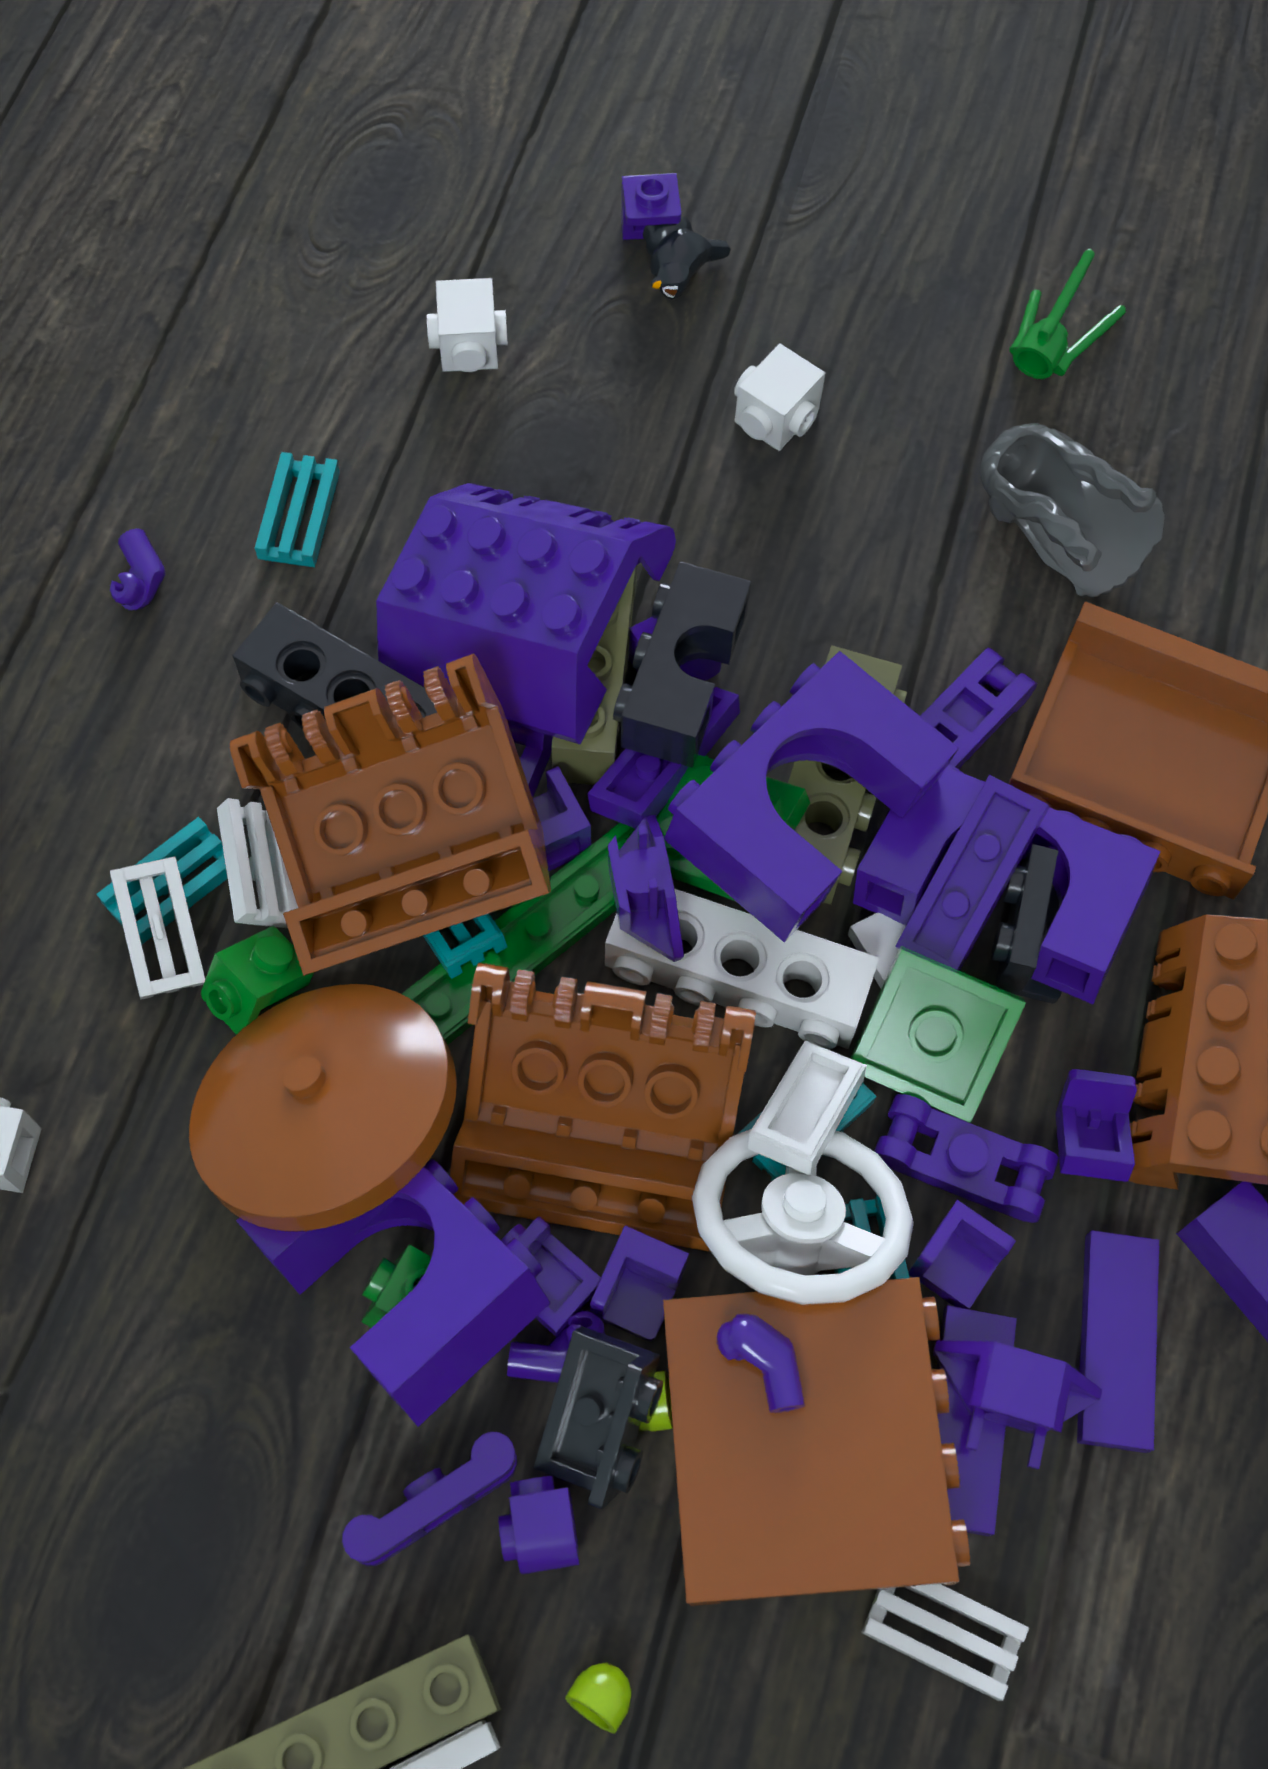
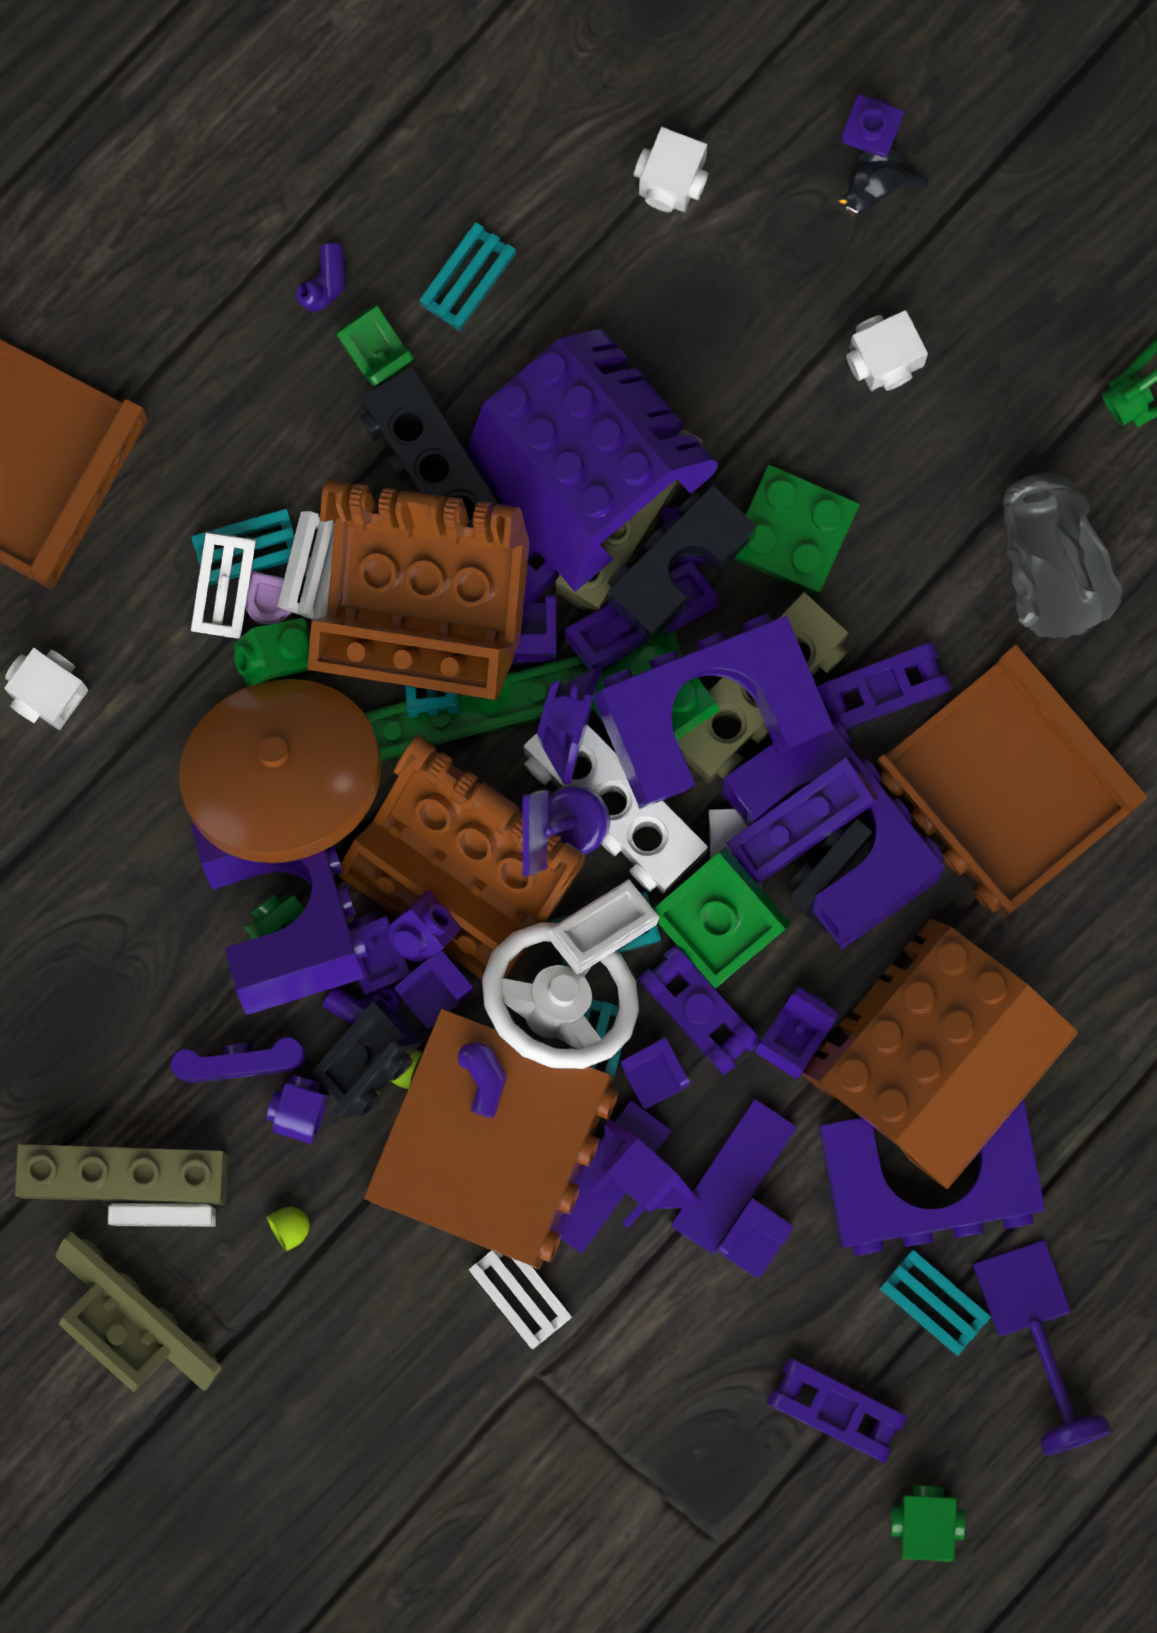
camera: 30 degrees right, 15 degrees up
(215, 924) = (263, 599): none -> lavender tile
(222, 608) = (374, 346): none -> green bracket
(590, 1213) = (423, 928): none -> dark purple plate
(704, 980) = (571, 813): none -> dark purple piece
(789, 606) = (796, 530): none -> green plate
(1191, 1400) = (755, 1238): none -> dark purple panel

